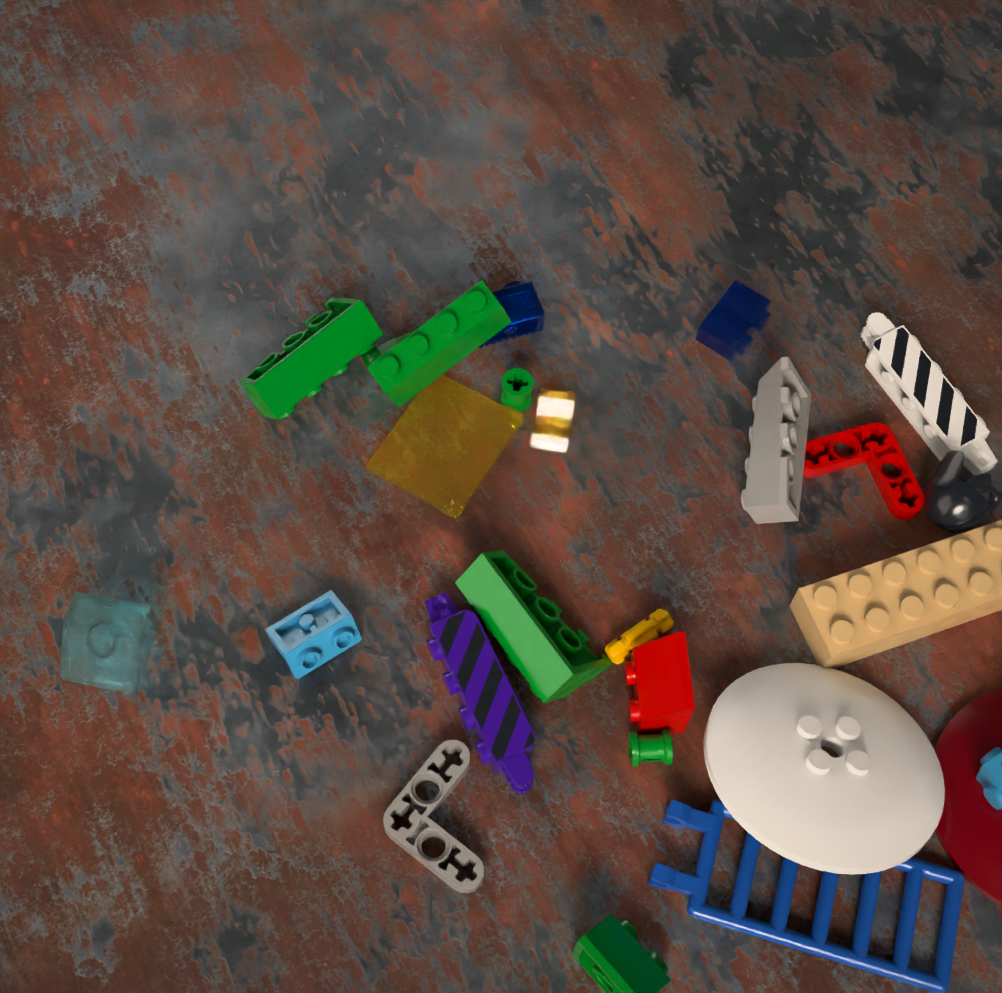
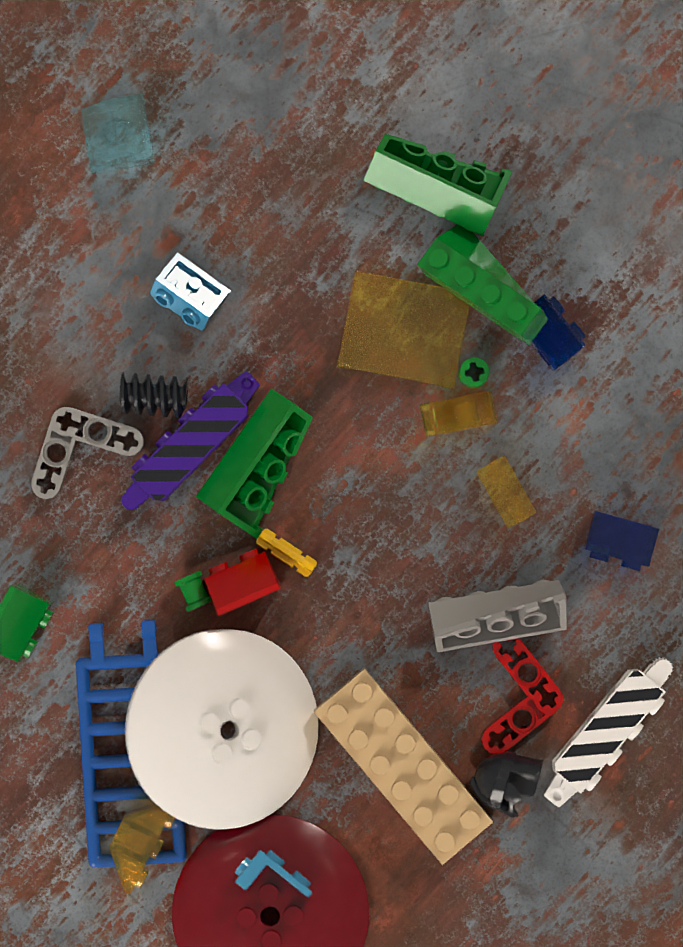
camera: 70 degrees right, 25 degrees up
(410, 707) = (153, 395): none -> black piece
(650, 406) = (506, 492): none -> clear yellow hinge
(932, 913) = (136, 842): none -> clear yellow slope

